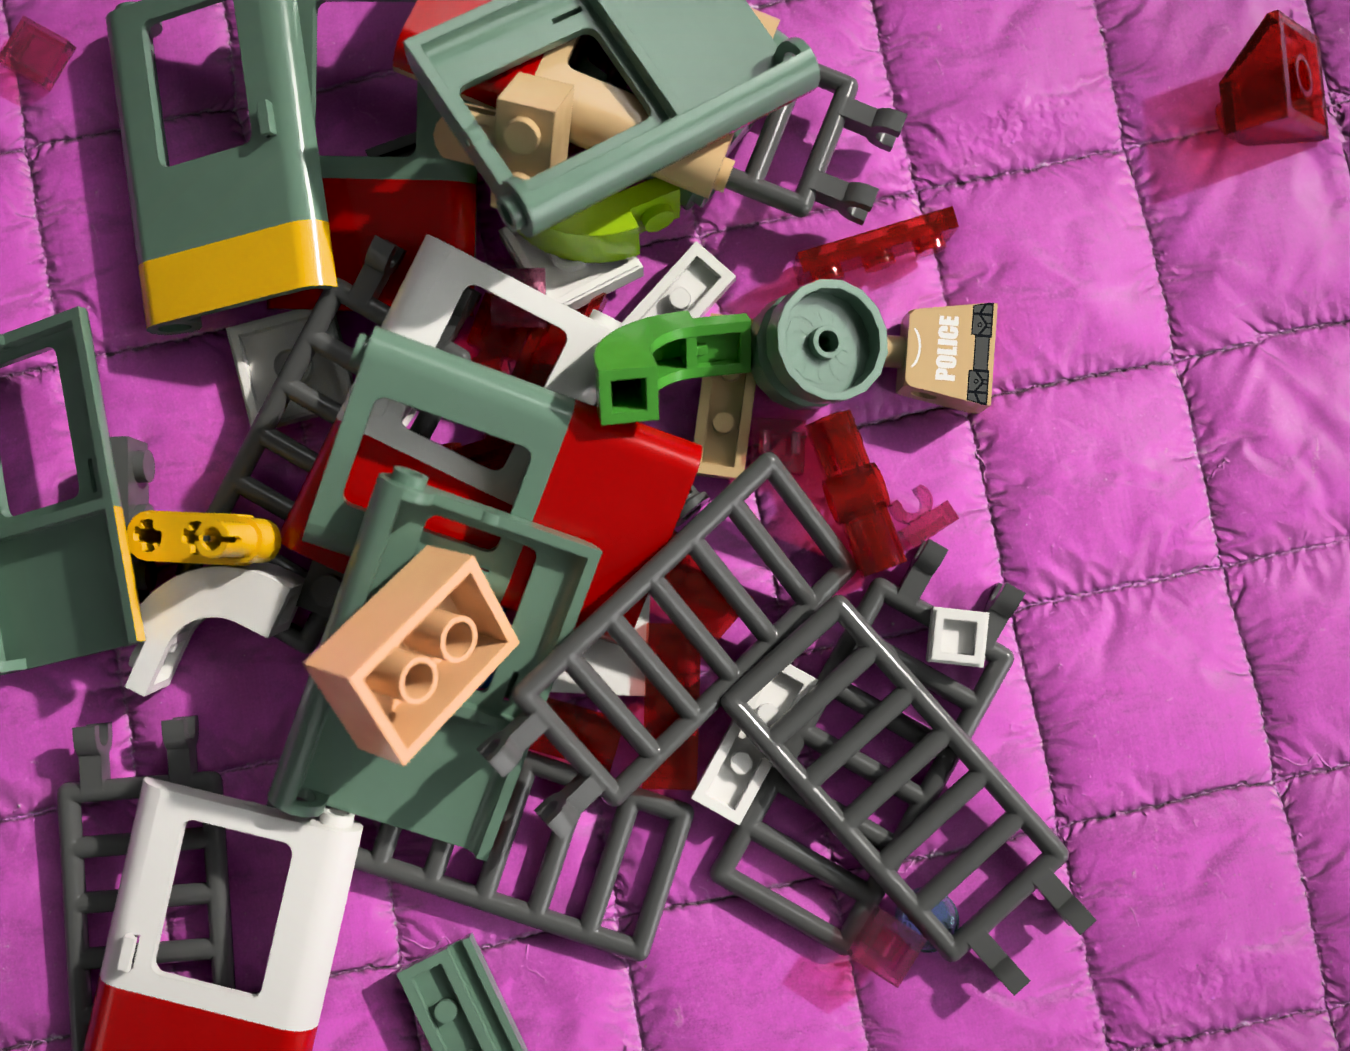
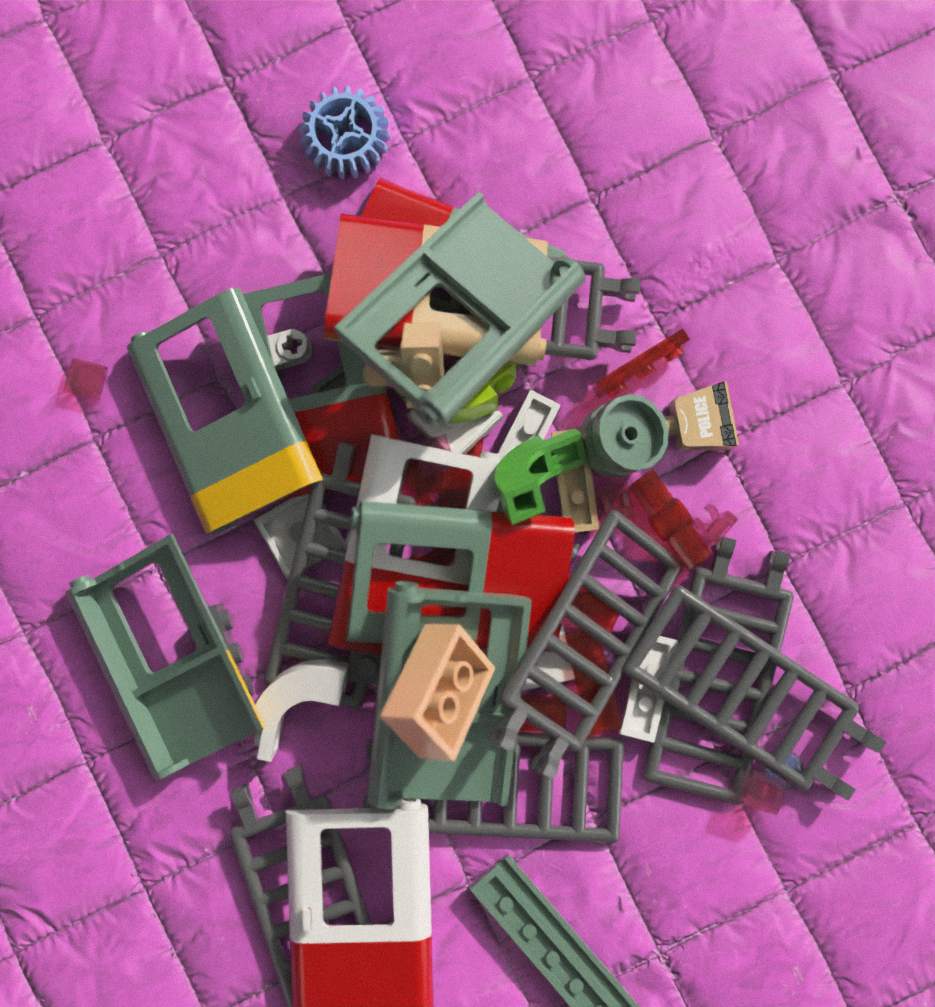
camera: 15 degrees left, 0 degrees up
(179, 538) = (267, 657): yellow beam -> none
(335, 84) = (282, 342): none -> white piece
(957, 637) = (756, 592): white tile -> none
(1275, 87) = (860, 200): clear red slope -> none

